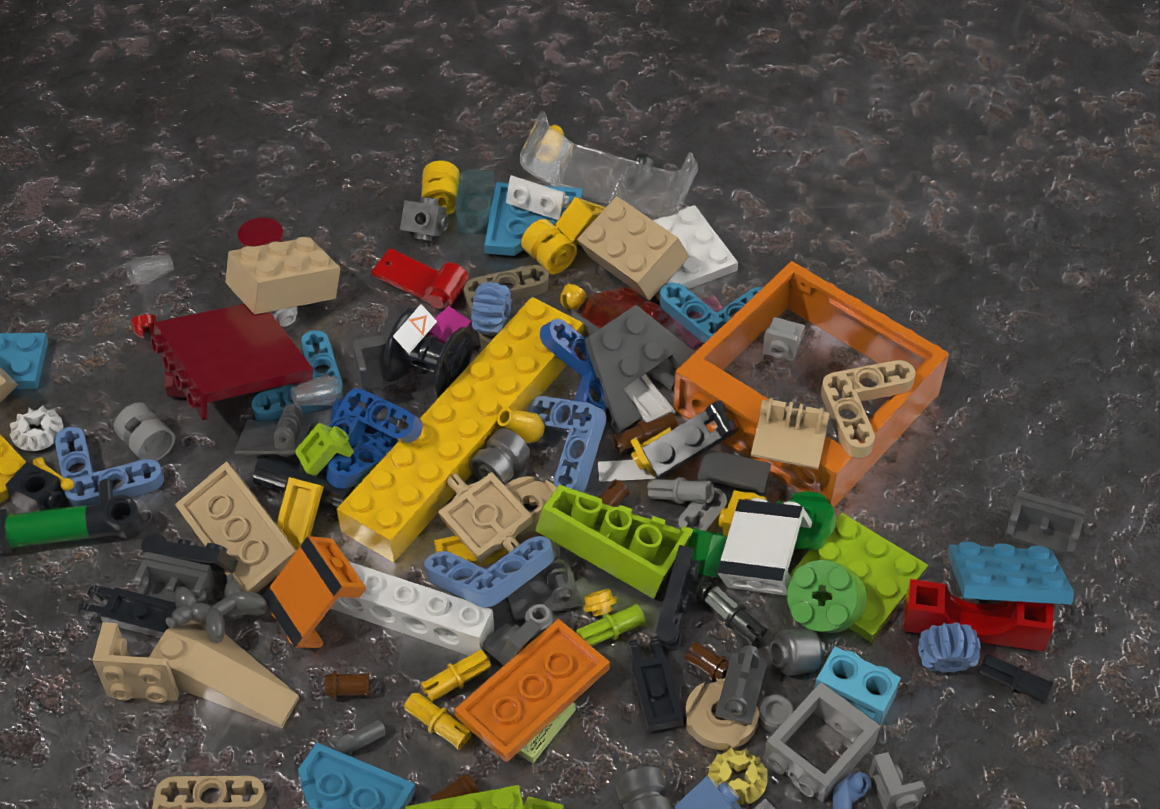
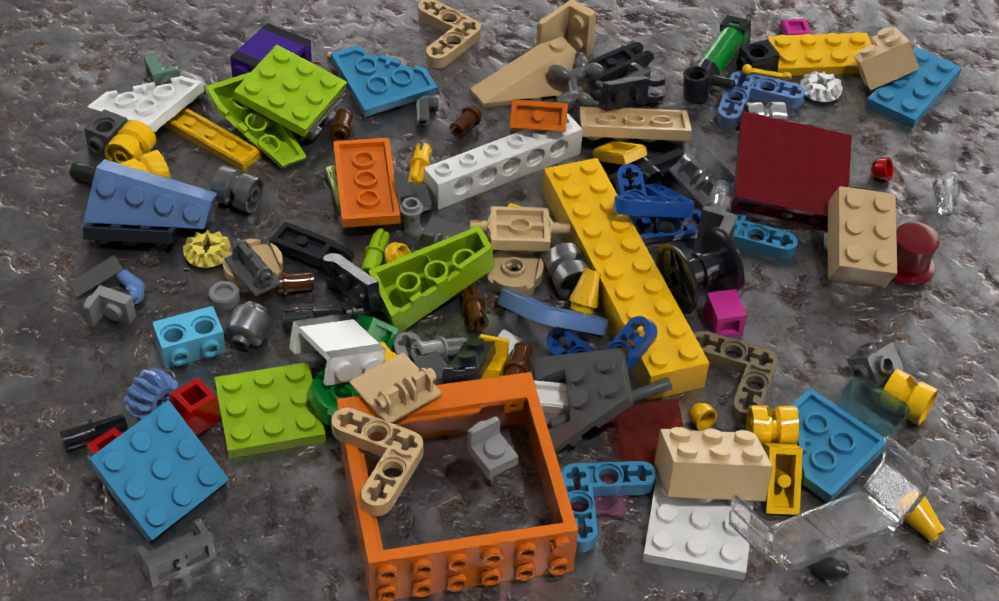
camera: 125 degrees right, 5 degrees down
(321, 446) = (654, 174): lime bracket -> none
(414, 329) = (717, 250): white sticker -> none
(433, 286) = (807, 337): red door -> none
(438, 720) = (406, 140): yellow axle -> none
(491, 308) = (715, 328): medium blue gear -> none
(493, 584) = (495, 190): medium blue beam -> none
(536, 197) = (848, 437): white hinge -> none
(832, 615) = (260, 349): bright green brick -> none
(839, 715) = (173, 270): light grey window -> none

